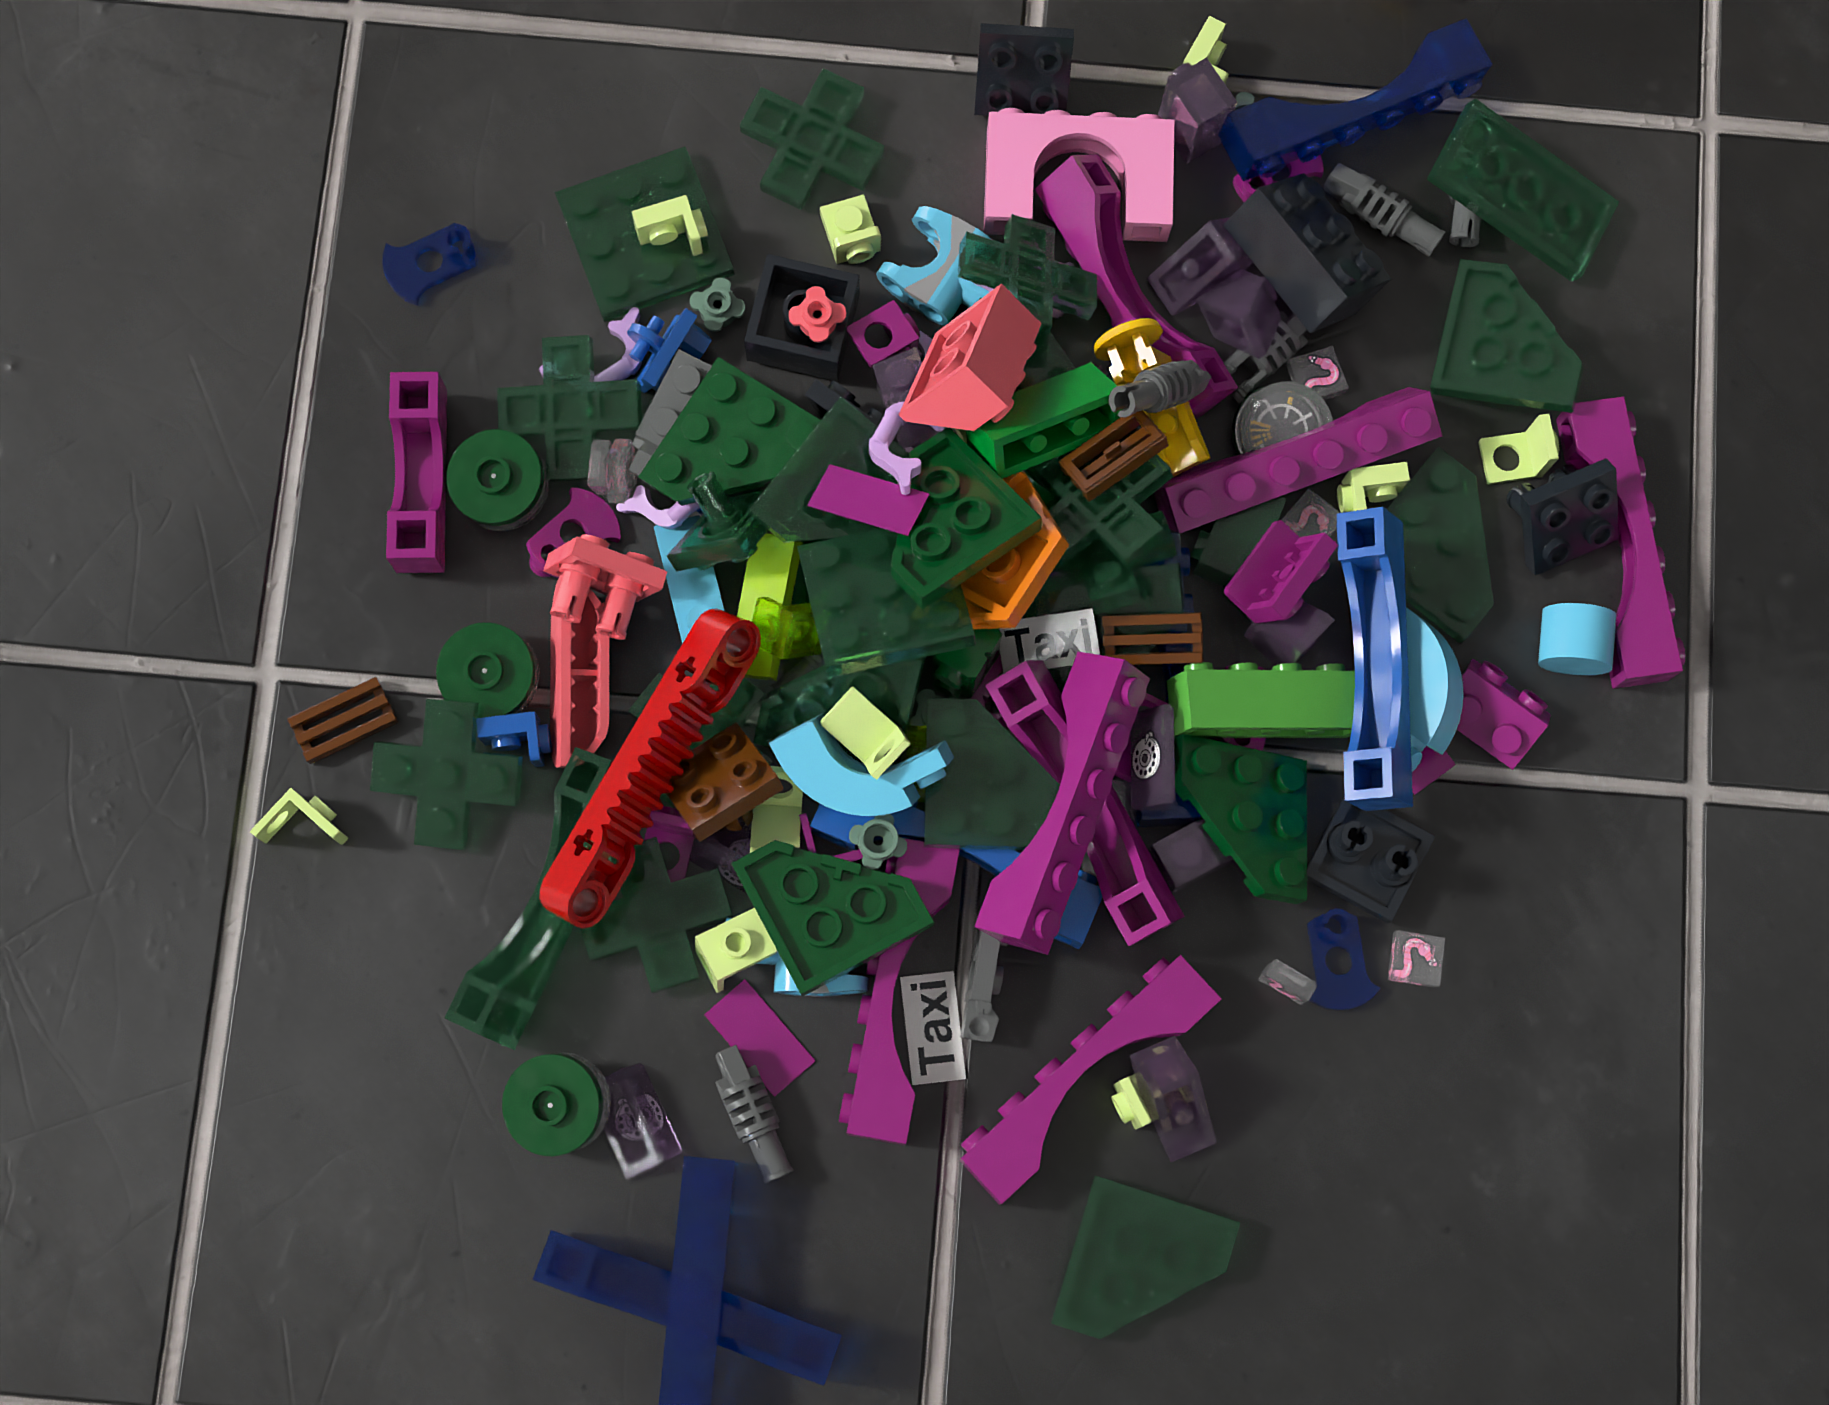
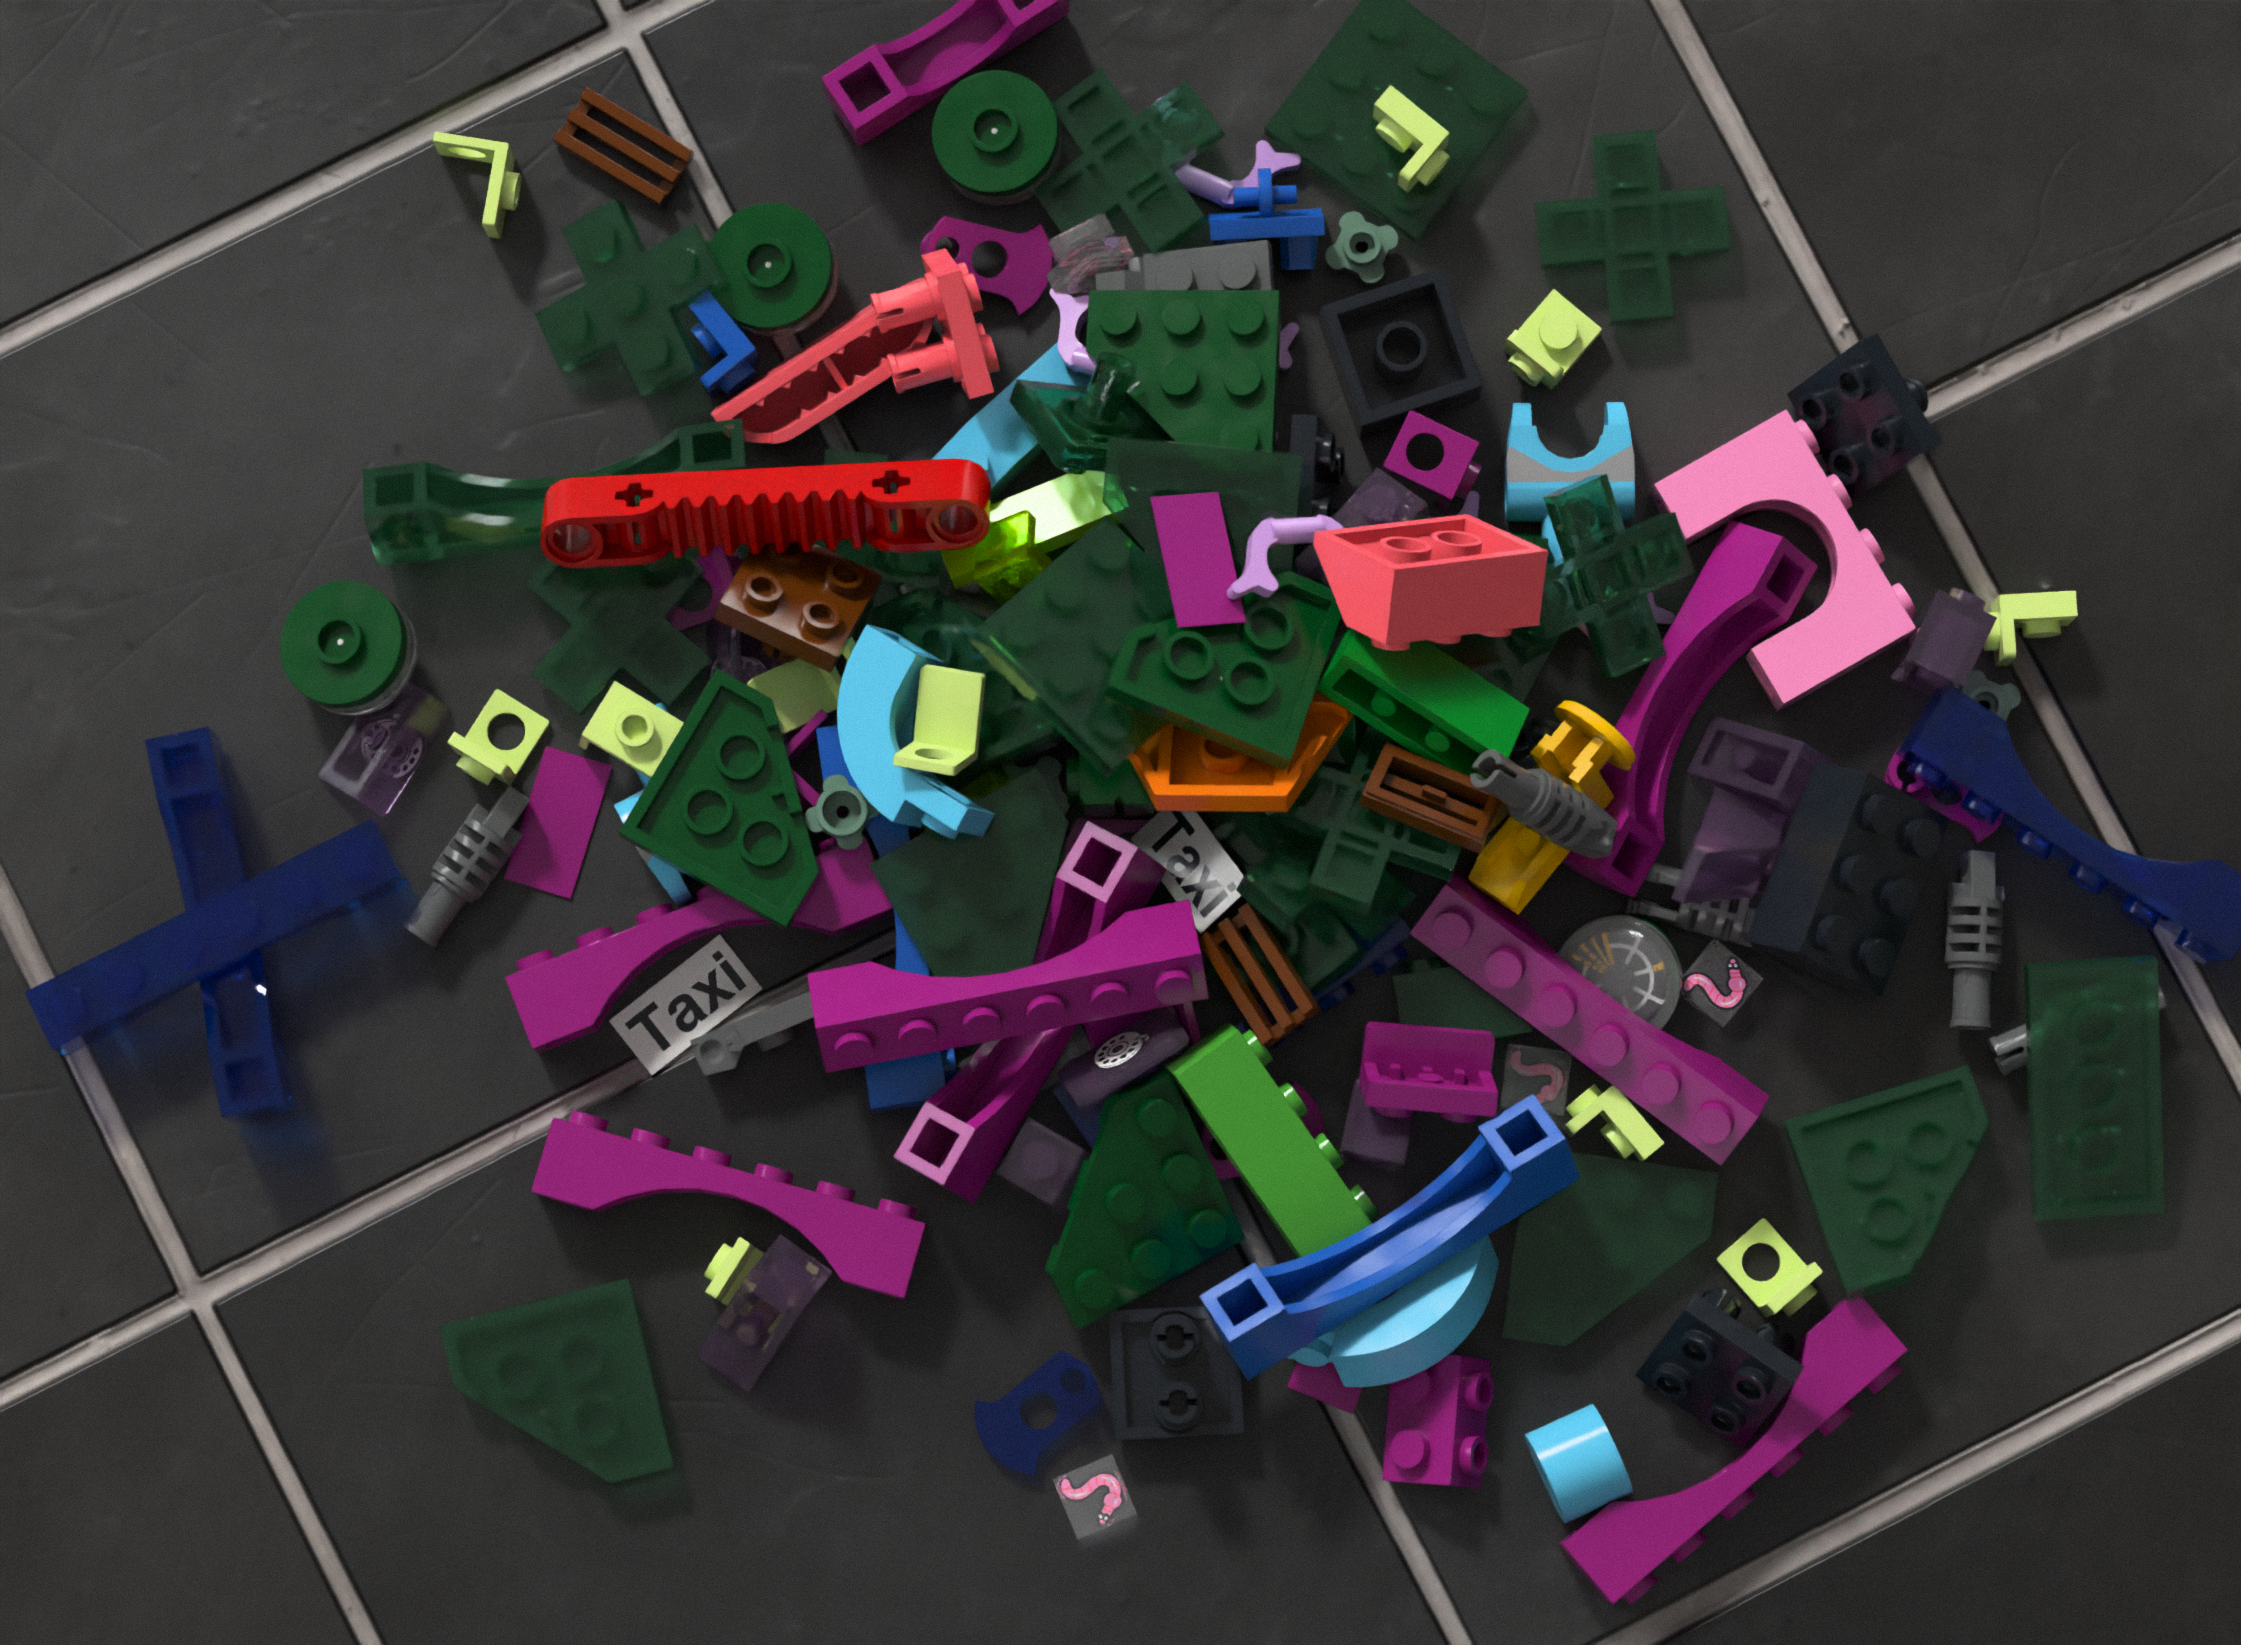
camera: 65 degrees right, 5 degrees up
(684, 1061) = (486, 761): none -> yellowish green bracket
(817, 328) = (1386, 382): coral plate -> none
(1288, 981) = (975, 1364): clear tile -> none

